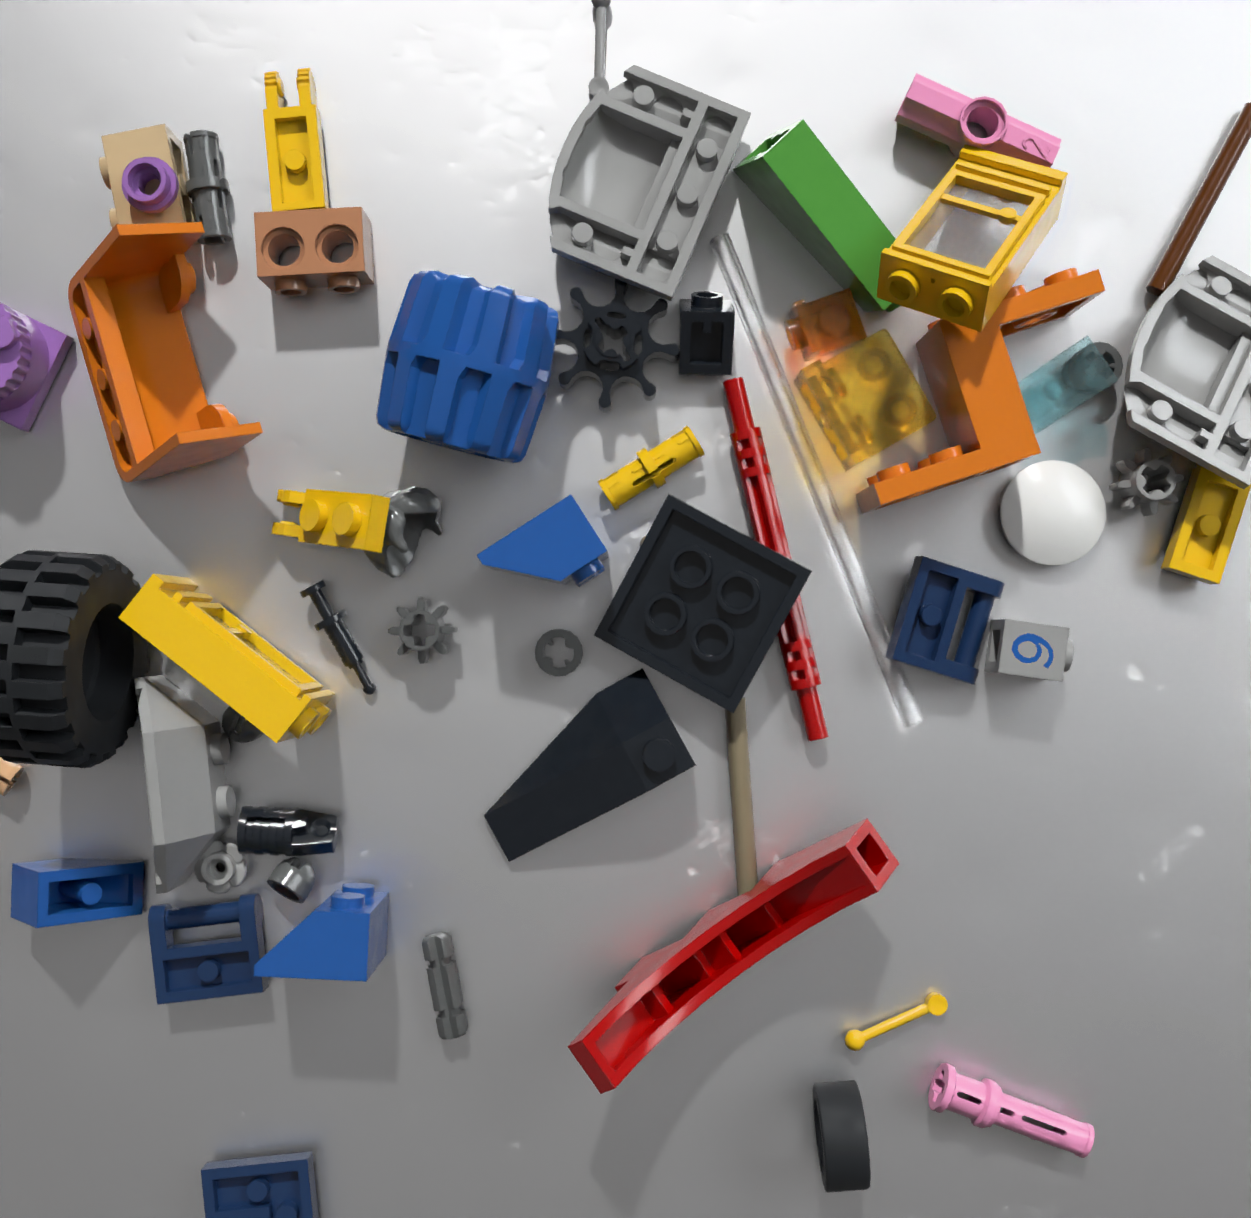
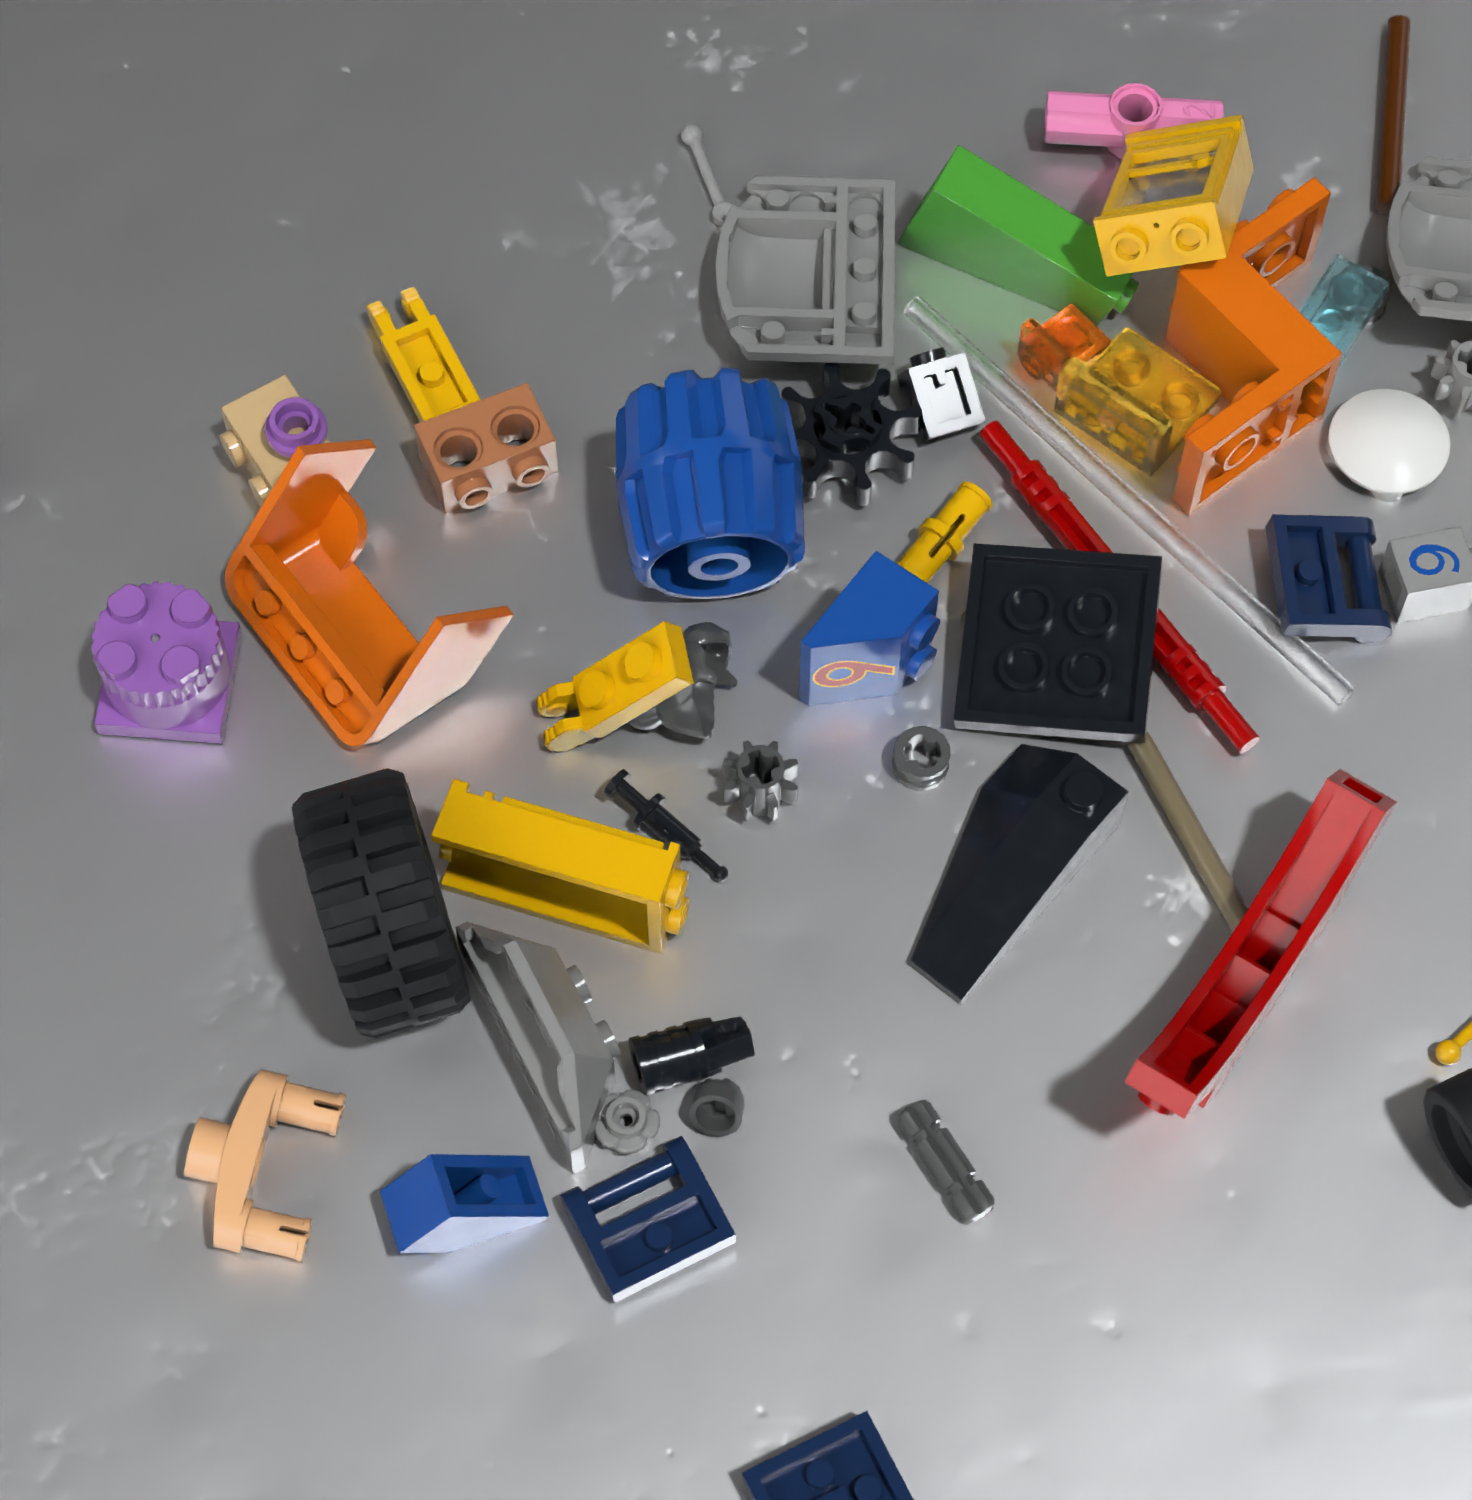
camera: 25 degrees left, 25 degrees down
(207, 186) = (343, 425): dark grey pin -> none
(248, 731) = (604, 955): dark grey hinge -> none
(336, 941) = (797, 1124): blue slope -> none

